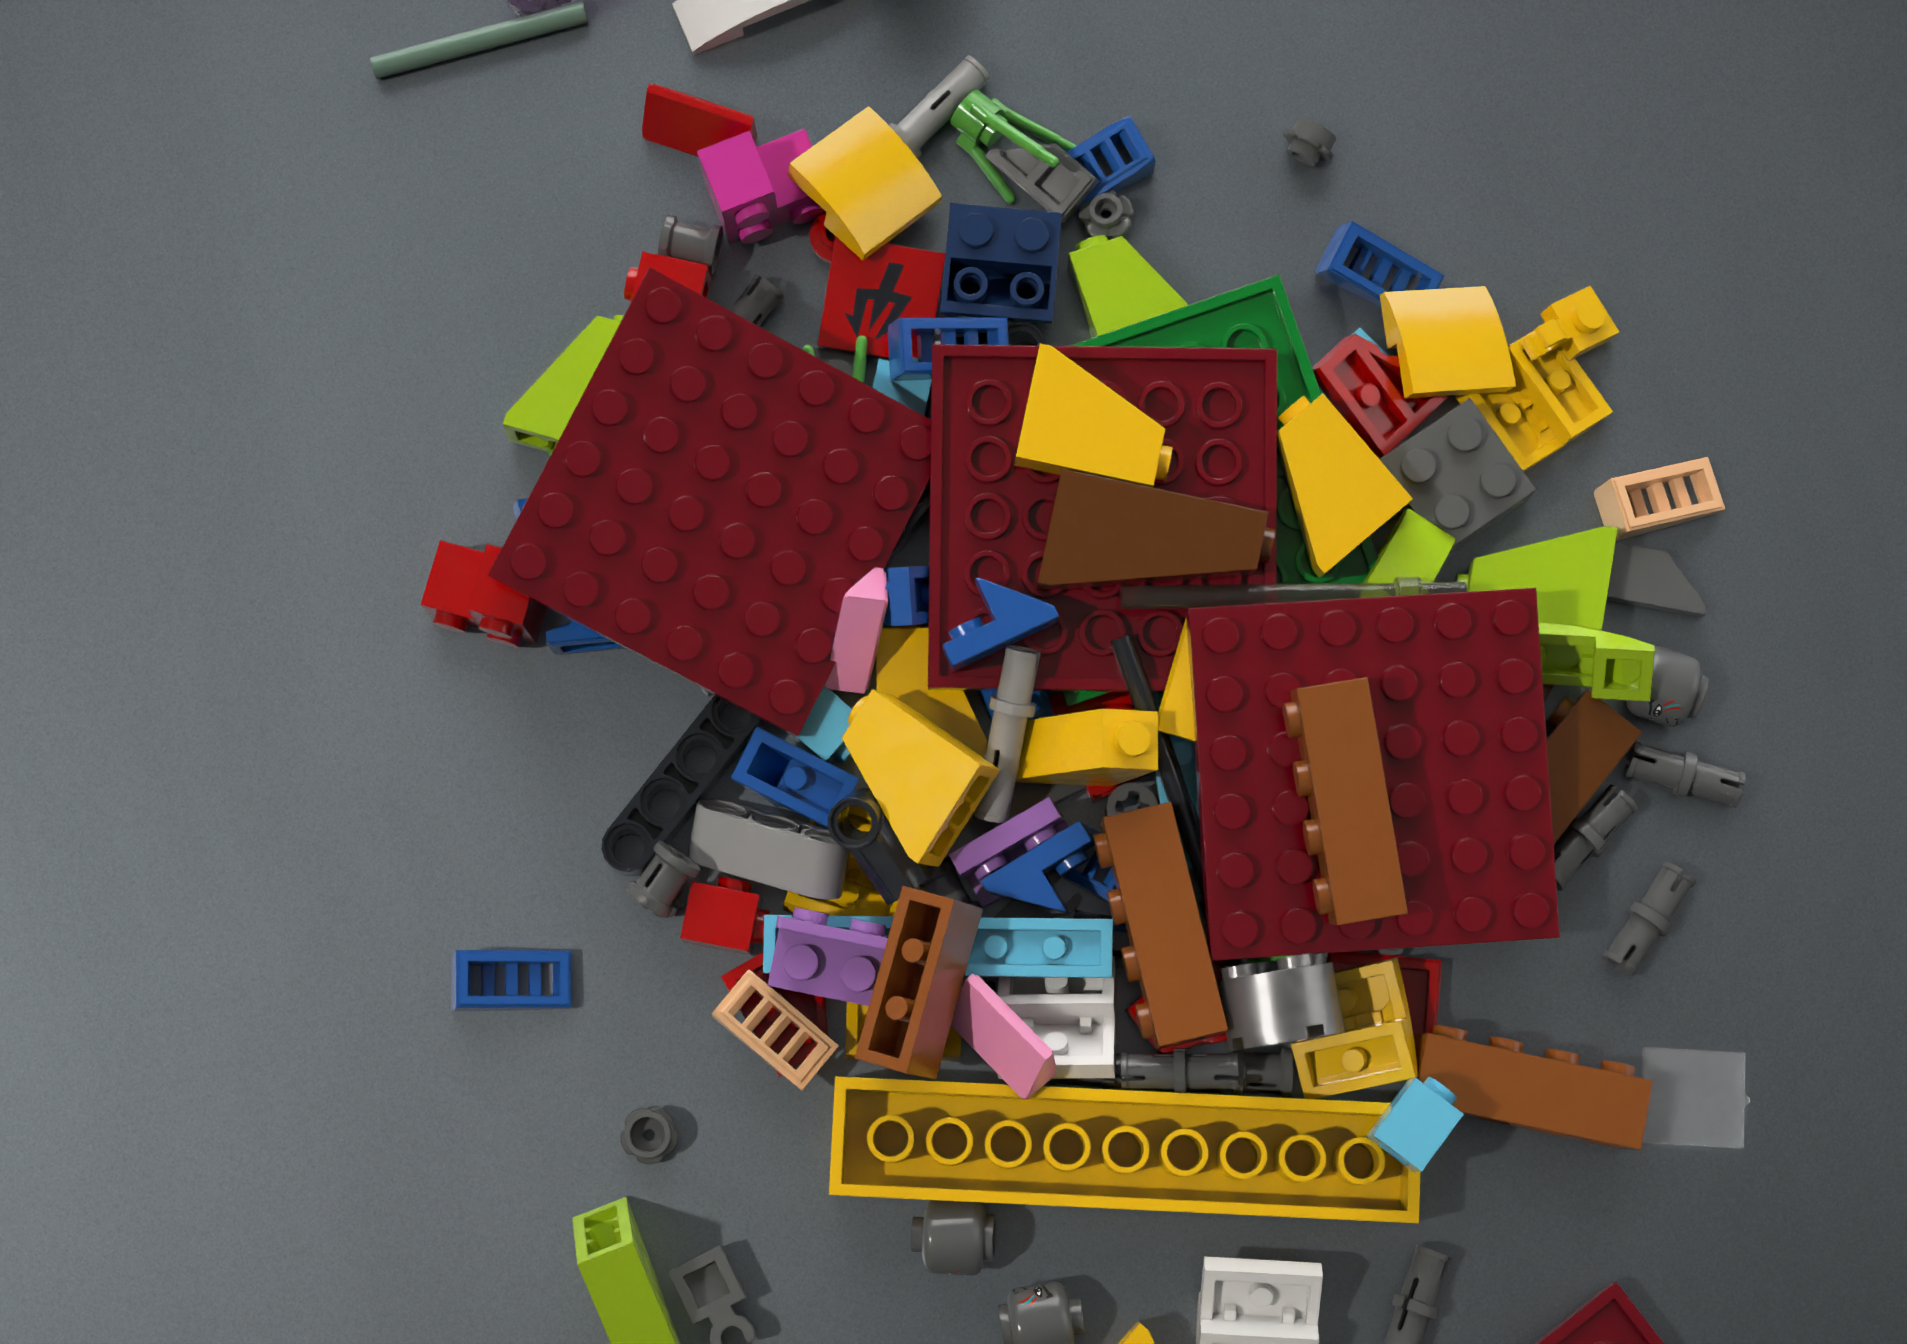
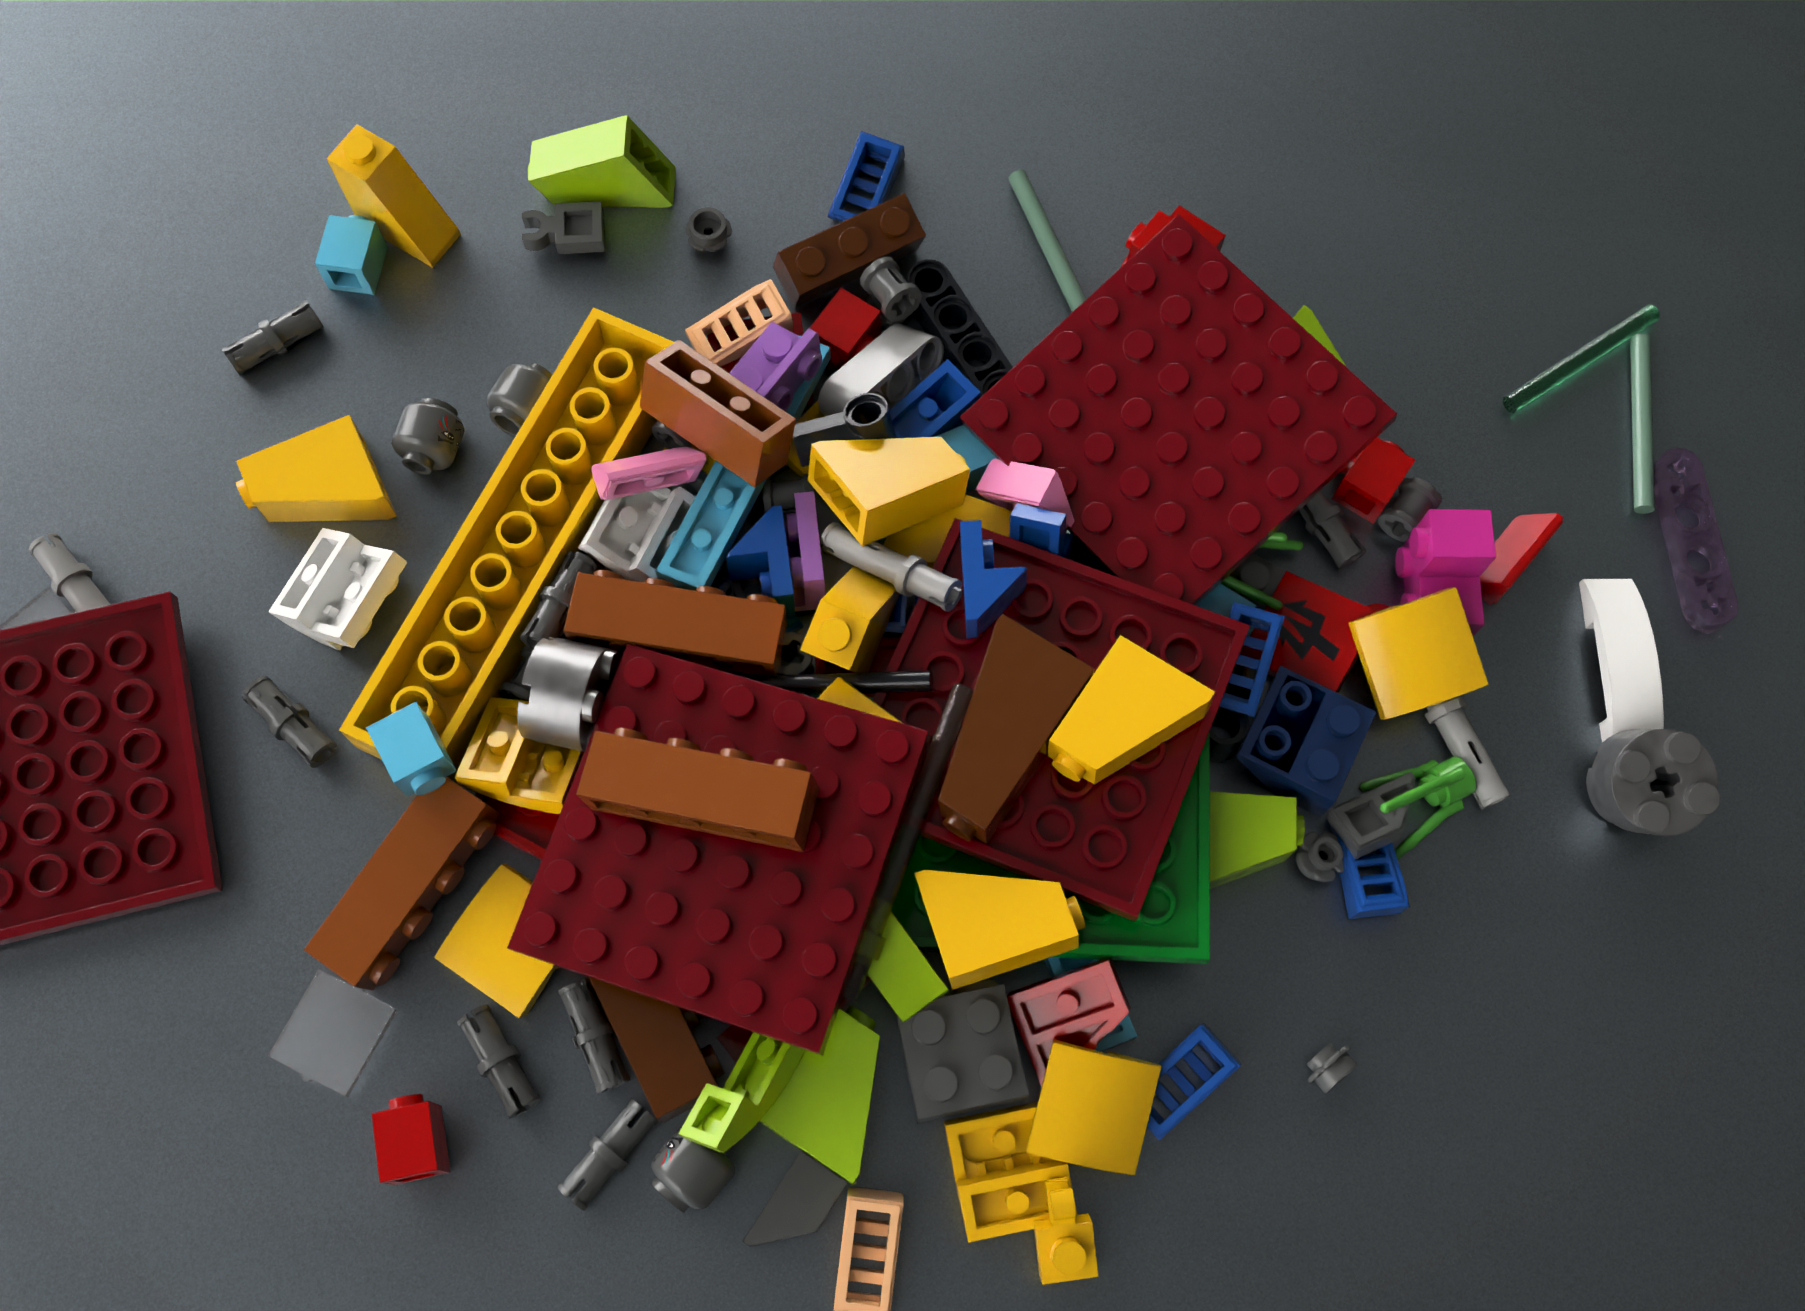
camera: 110 degrees right, 10 degrees down
(423, 122) = (1581, 358): none -> clear green bar
(512, 736) = (1047, 239): none -> sand green bar
(622, 953) = (847, 249): none -> reddish brown brick
(1537, 977) = (480, 941): none -> yellow slope
(1762, 958) = (410, 1140): none -> red brick

